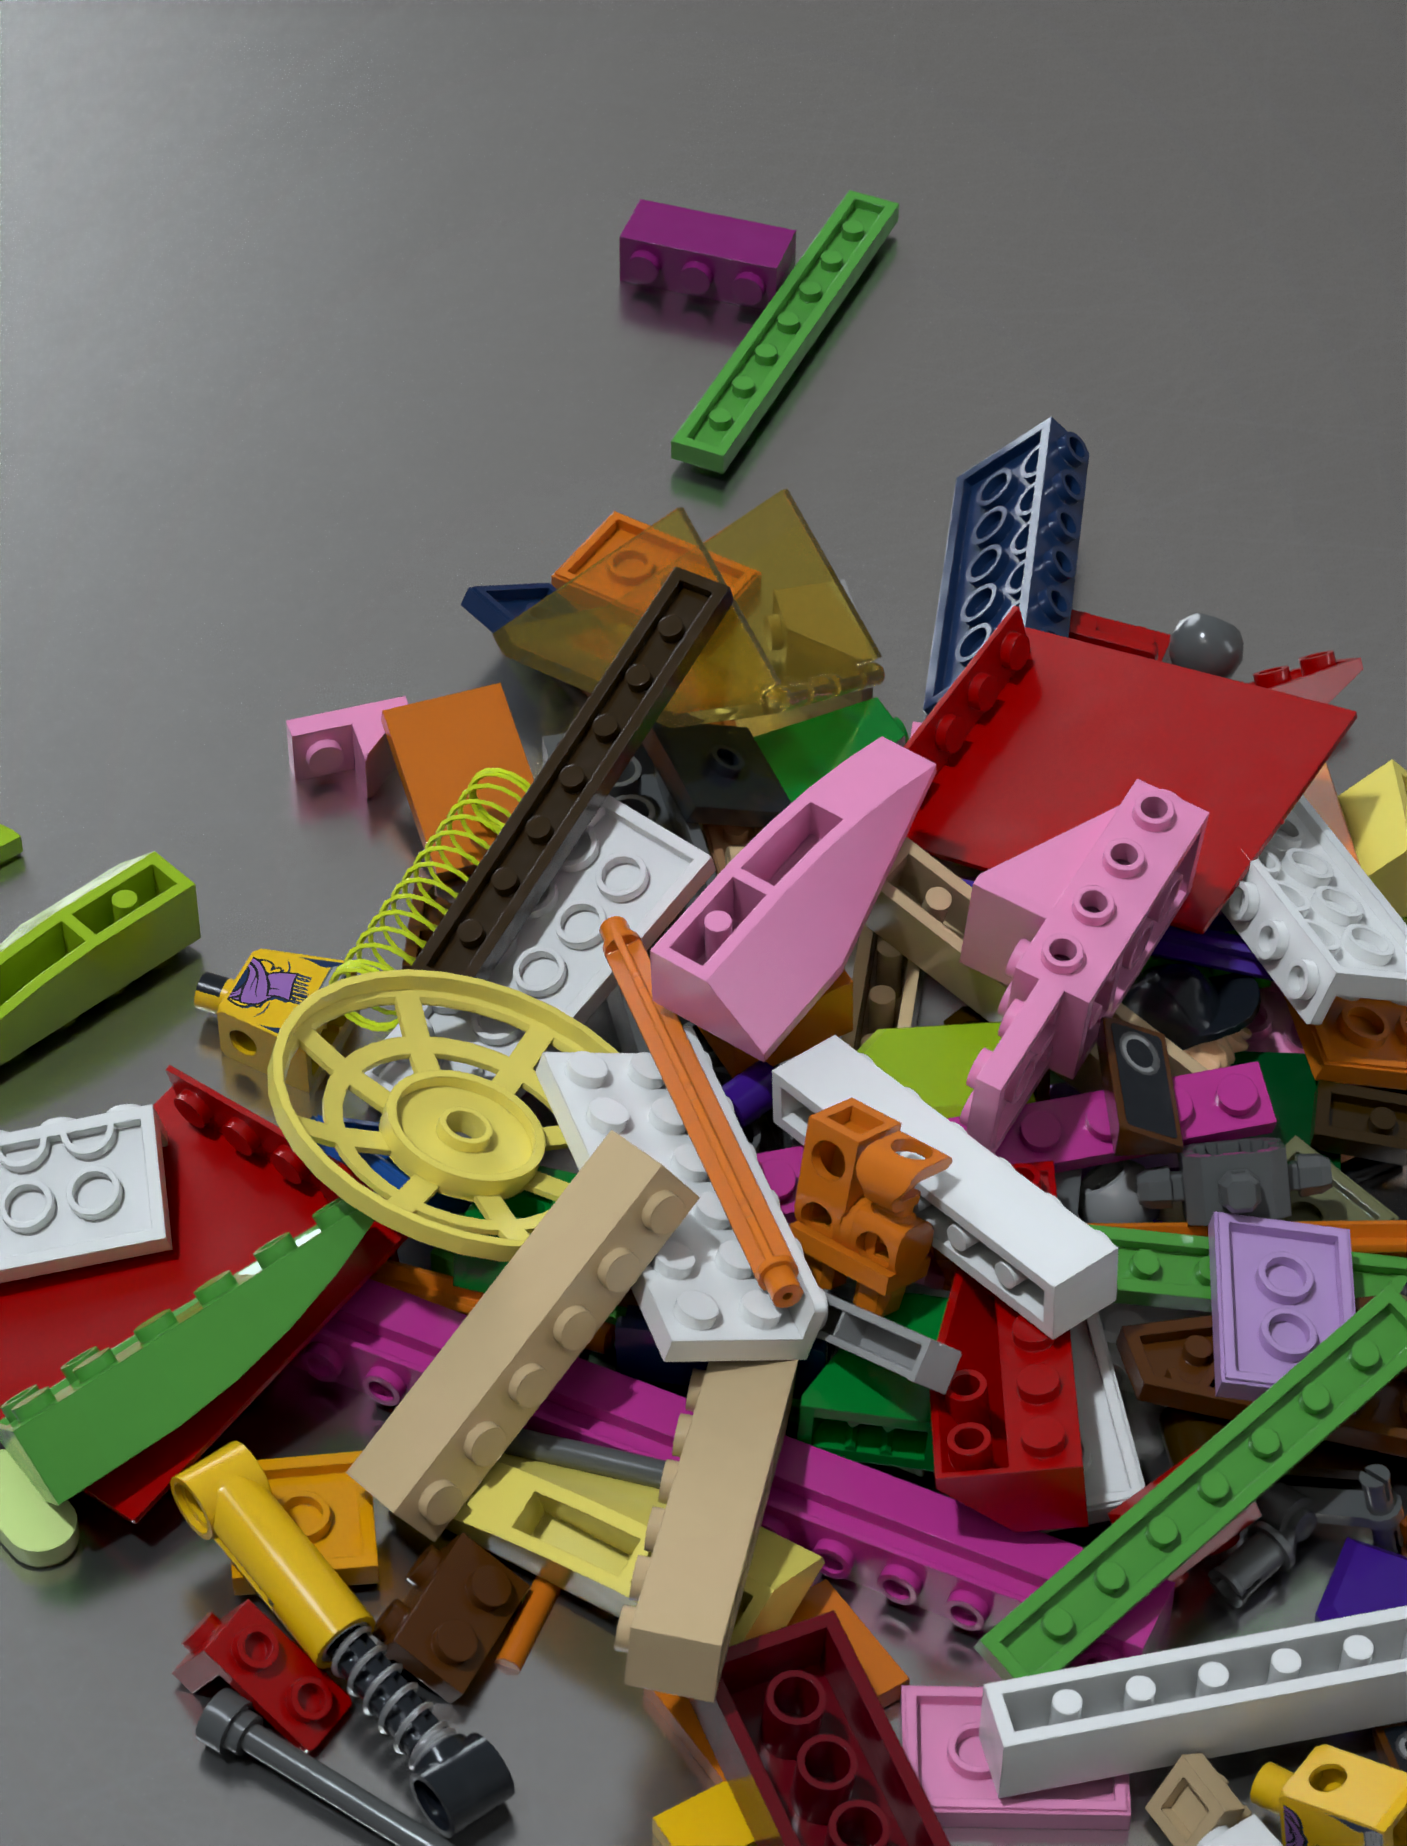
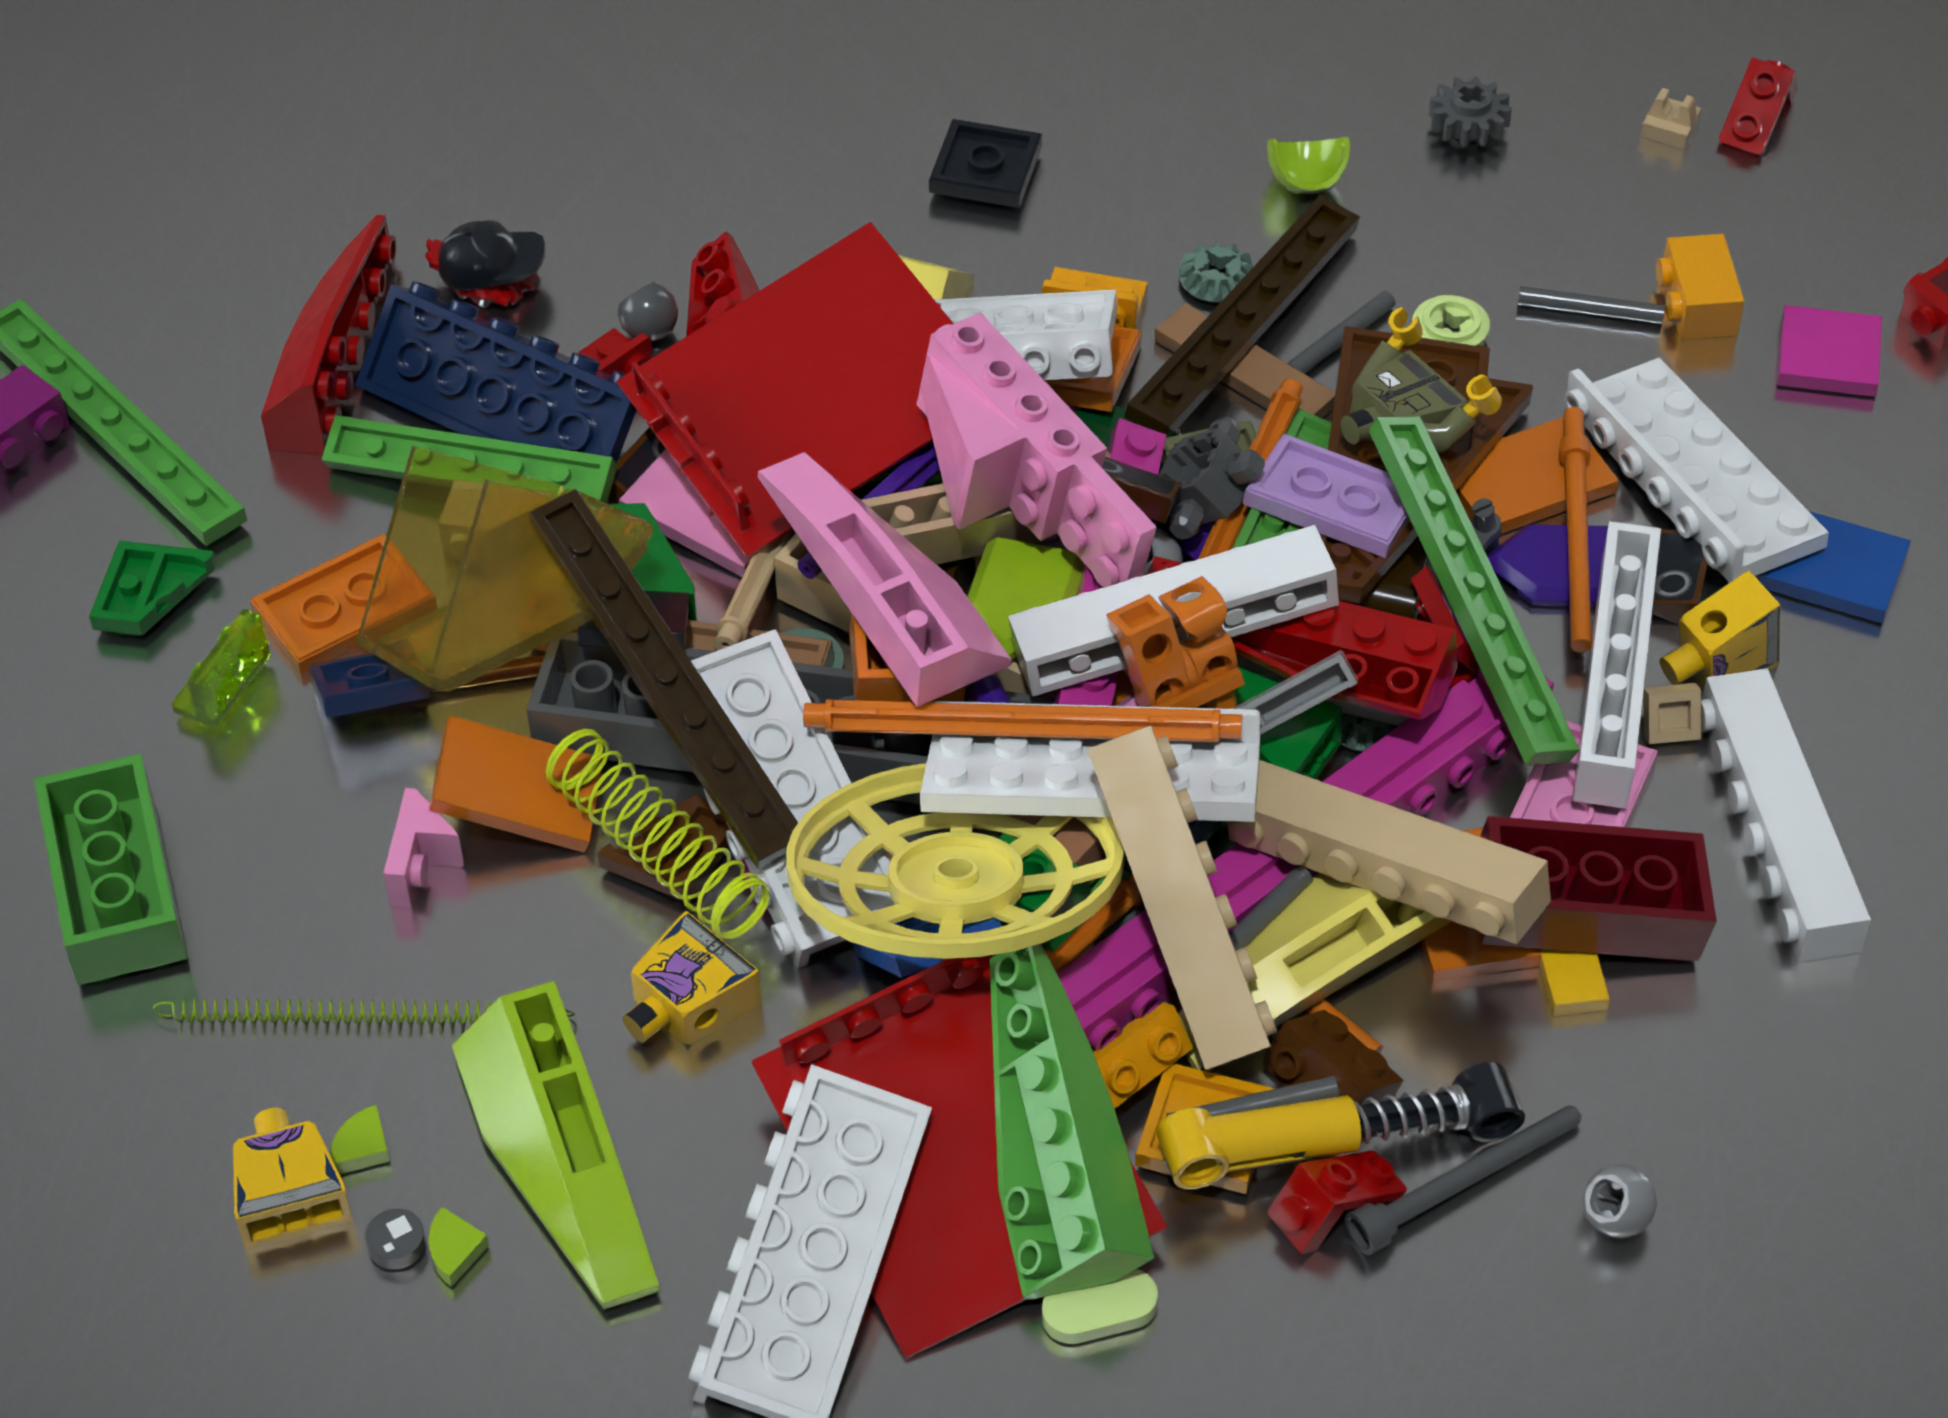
camera: 65 degrees left, 5 degrees up
(78, 685) = (320, 1014): none -> lime piece
(200, 536) = (109, 869): none -> bright green brick
(330, 1543) = (1296, 1093): none -> dark grey bar
(331, 1402) = (1142, 1052): none -> light orange bracket
(497, 521) = (225, 671): none -> clear neon green bracket
(585, 433) = (146, 584): none -> green wing
(889, 592) = (385, 450): none -> bright green plate
(949, 429) = (327, 344): none -> red wedge
(1190, 503) = (487, 262): none -> black hair

